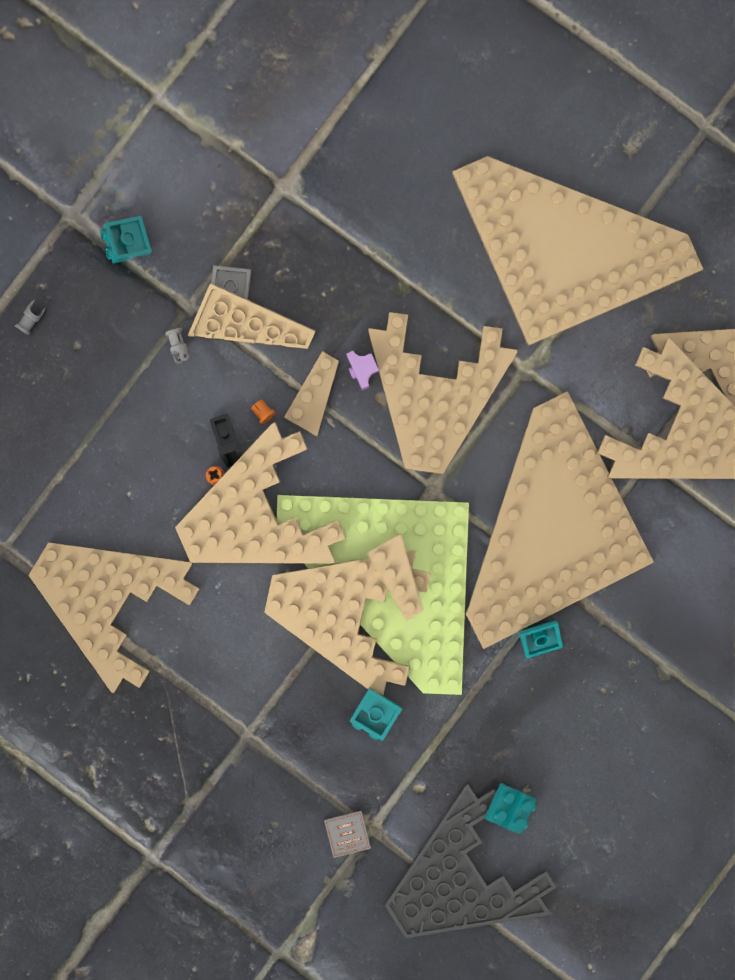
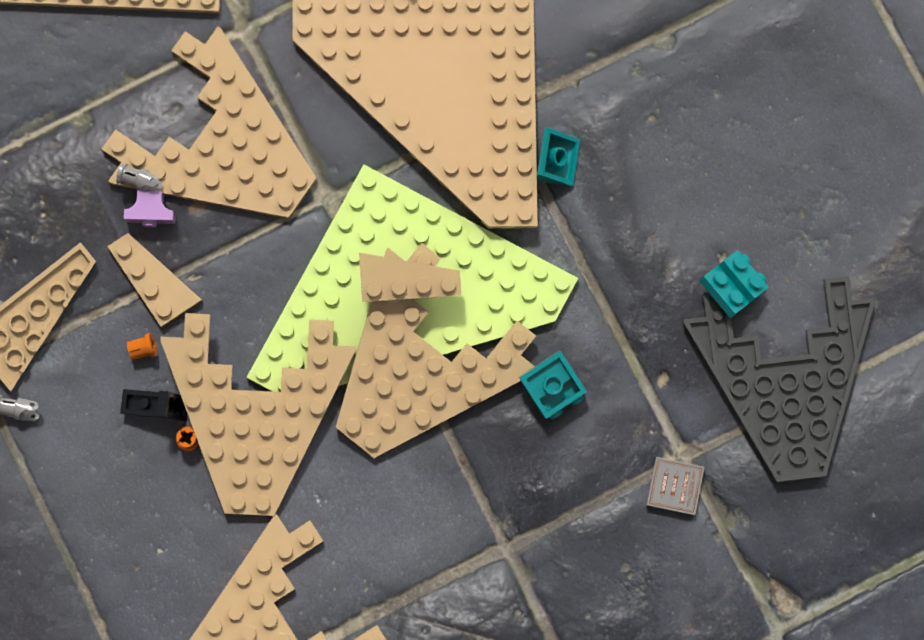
camera: 65 degrees left, 5 degrees down
(380, 353) = (140, 178): none -> light grey piece

